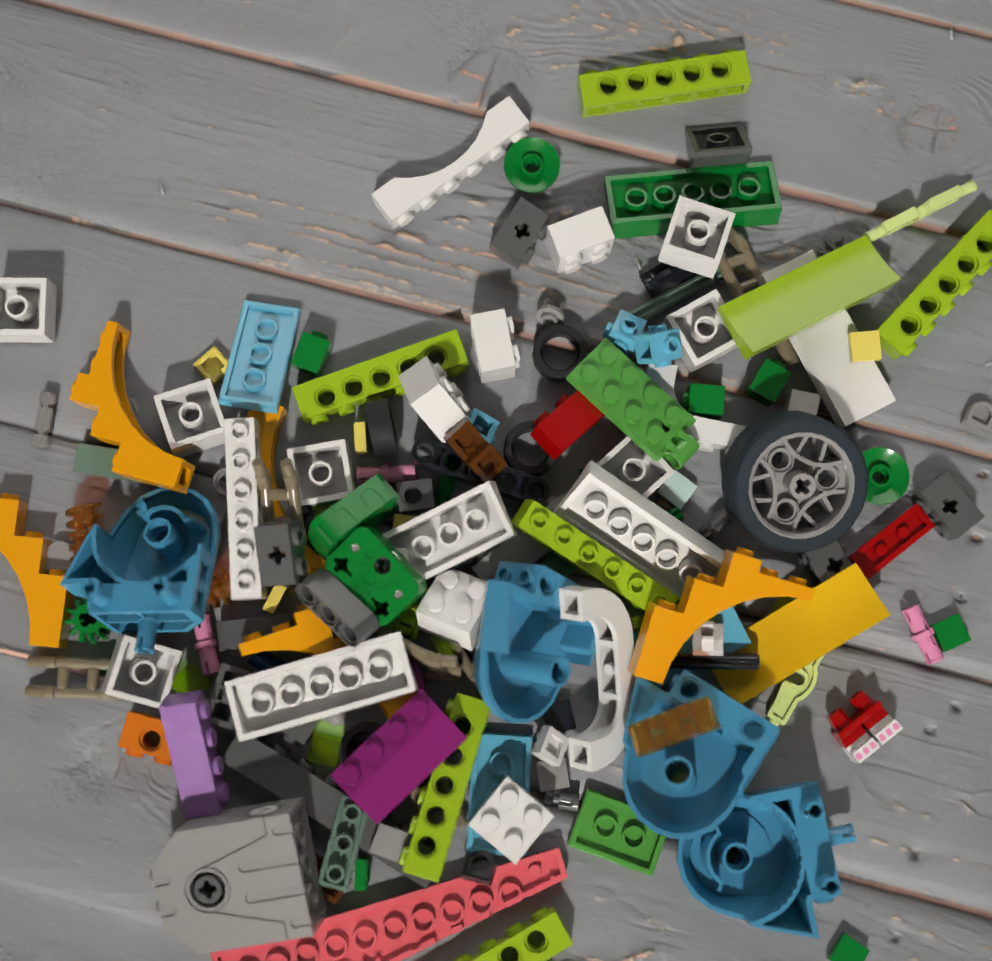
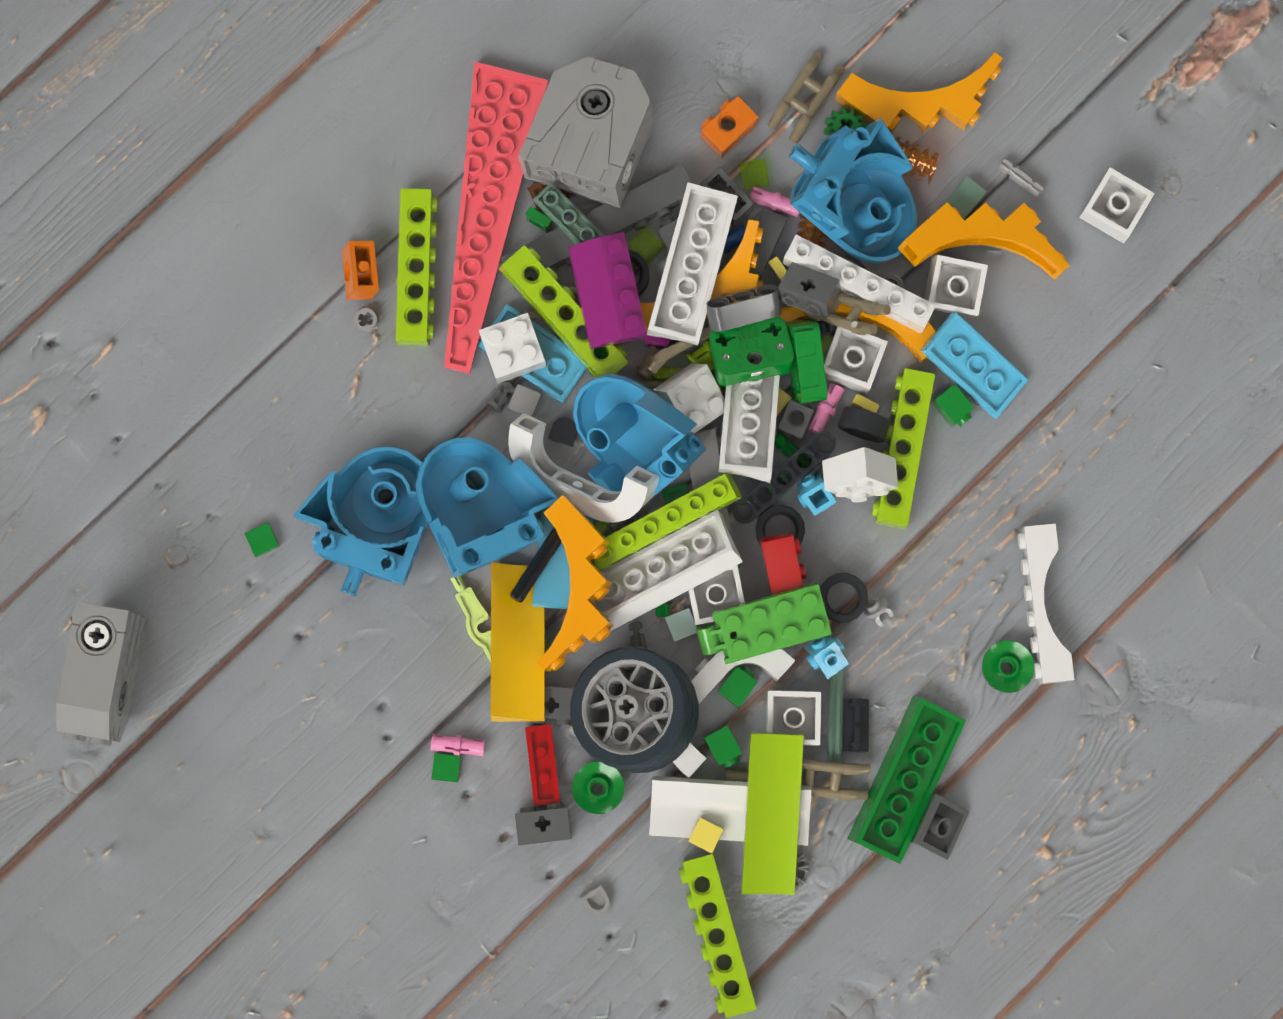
camera: 125 degrees right, 0 degrees up
(140, 676) = (777, 138): white brick -> none
(194, 753) = (698, 146): medium lavender brick -> none
(212, 365) = (990, 326): light yellow tile -> none
(388, 842) = (550, 249): light grey tile -> none
(475, 450) = (801, 479): reddish brown slope -> none
(479, 868) = (490, 306): black tile -> none
(493, 346) = (877, 546): white brick -> none
(522, 218) = (969, 631): dark grey brick -> none
(550, 746) = (547, 409): white tile -> none
(579, 240) = (922, 663): white brick -> none
(614, 833) = (456, 416): bright green tile -> none
(652, 94) = (1032, 748): lime brick -> none
(658, 346) = (800, 669): medium azure brick -> none
(673, 726) = (508, 498): clear orange beam -> none
(696, 237) = (869, 751): white brick -> none
(708, 639) = (554, 571): white tile -> none
(864, 729) = (422, 664): red hips -> none
(916, 214) = (788, 955): yellowish green piece -> none

